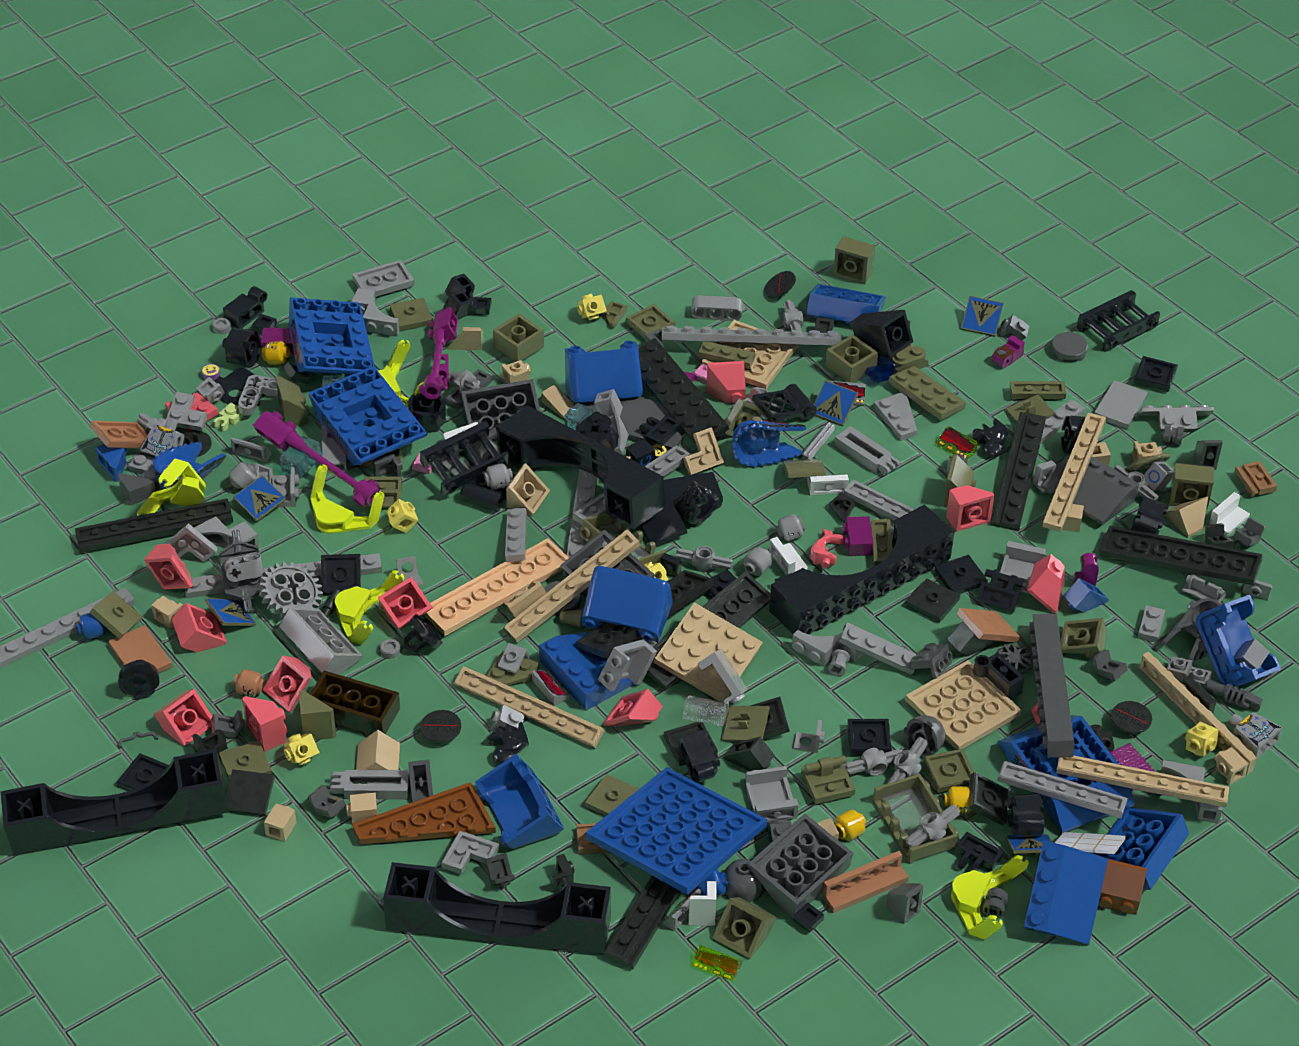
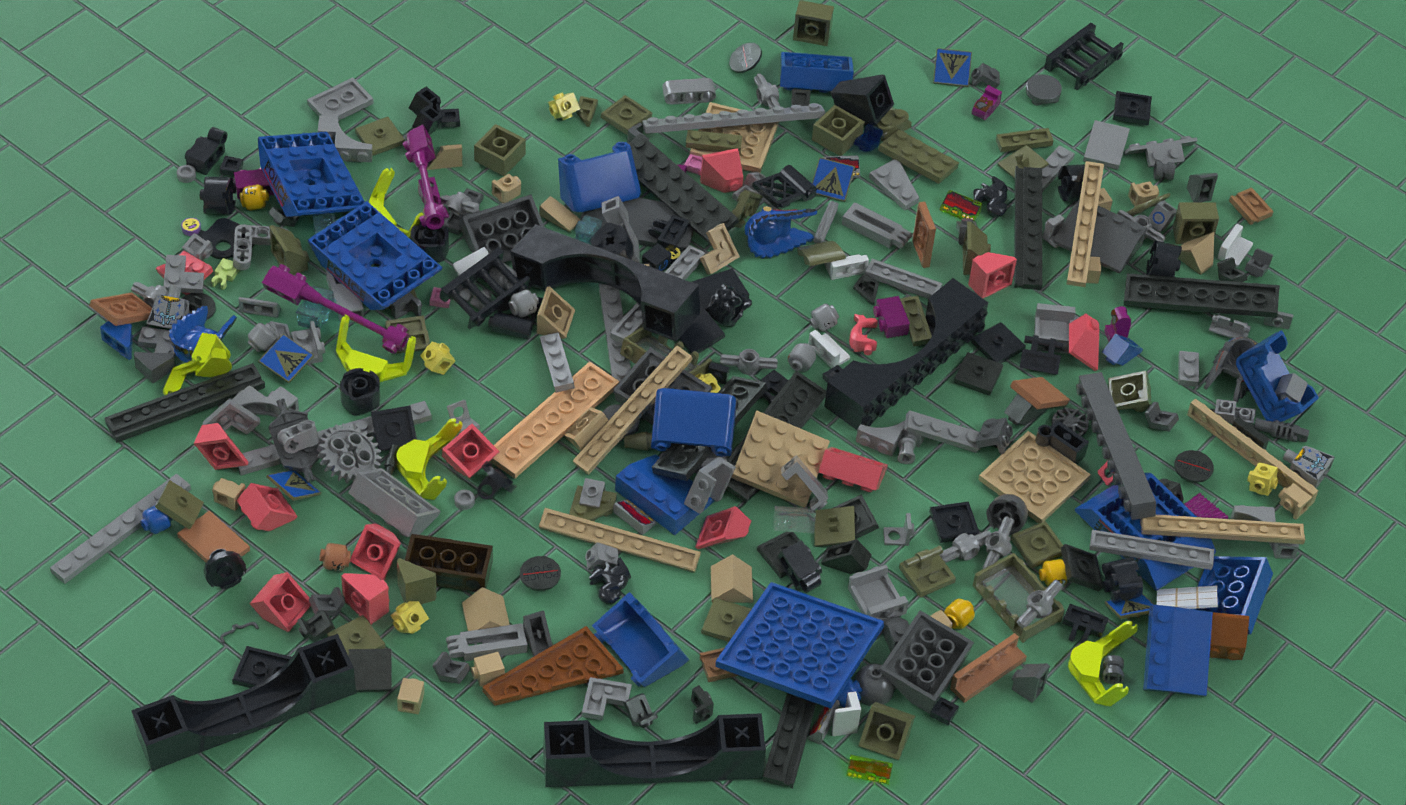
camera: 15 degrees left, 5 degrees up
(319, 536) = (360, 391): none -> black brick
(629, 760) = (732, 581): none -> tan slope
(779, 672) = (852, 469): none -> coral slope
(908, 462) = (924, 234): none -> nougat tile

